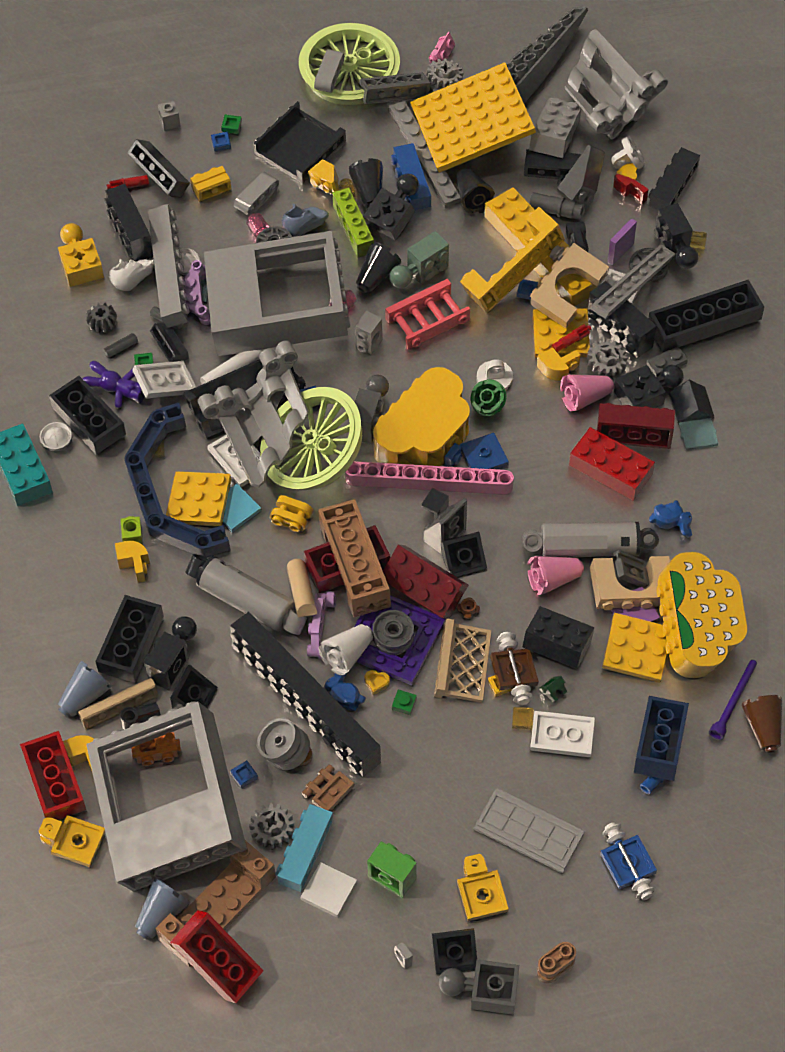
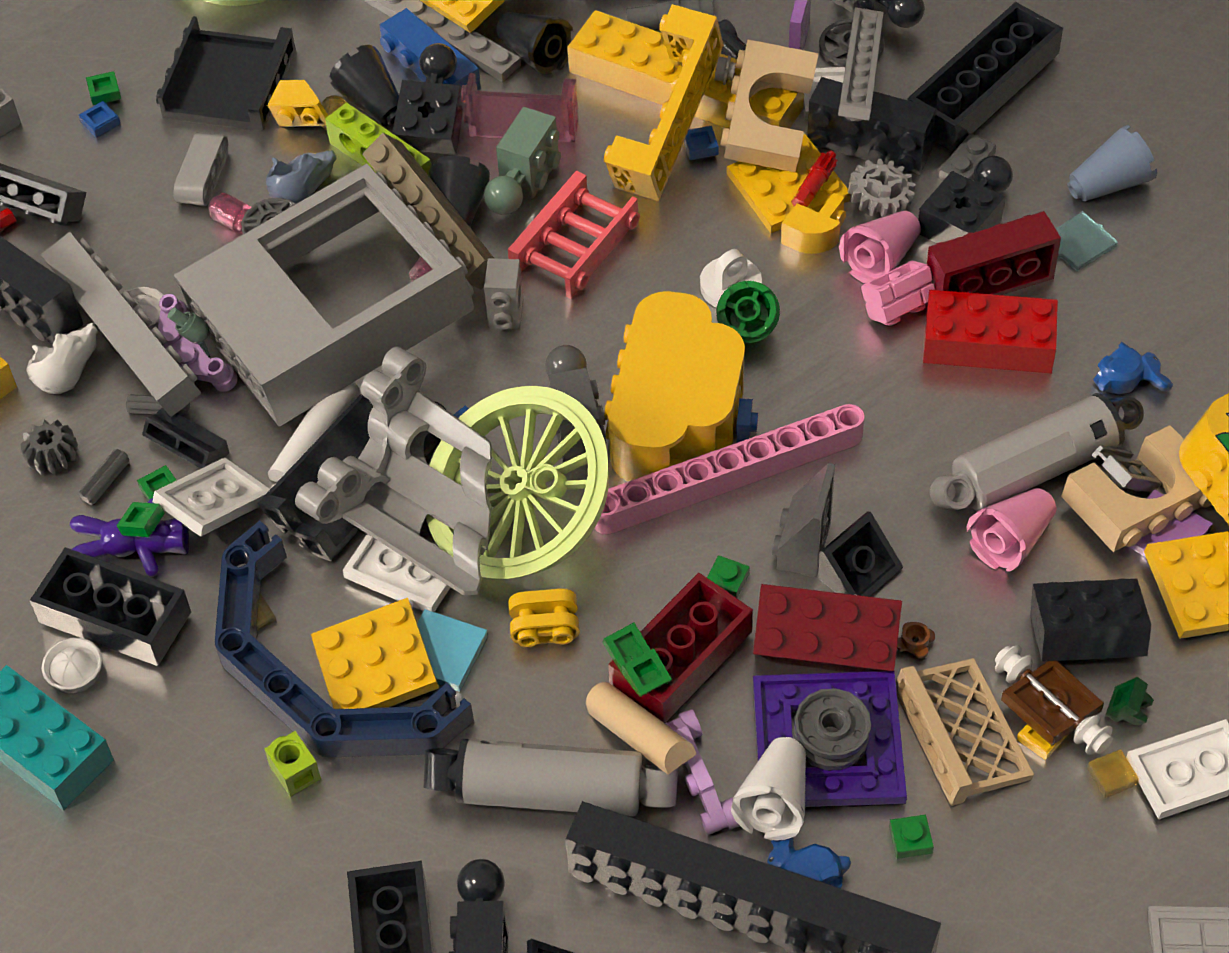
camera: 25 degrees left, 5 degrees down
(122, 376) = (140, 519): none -> green plate
(133, 555) = (316, 800): yellow brick -> none
(198, 282) = (189, 325): none -> sand green cylinder
(210, 183) = (119, 181): yellow brick -> none
(316, 554) = (635, 660): none -> green slope
(354, 268) = (430, 204): none -> dark tan brick
(355, 558) = (703, 633): medium nougat plate -> none
(376, 681) = (844, 823): yellow tile -> none
(395, 534) = (729, 575): none -> green plate
(422, 226) = (494, 112): none -> clear pink panel
(436, 502) = (765, 499): black panel -> none
(484, 453) = (788, 397): blue plate -> none
(575, 420) = (898, 292): none -> bright pink brick
(690, 402) = (1037, 192): black slope -> none
(739, 400) = (1113, 167): none -> sand blue cone

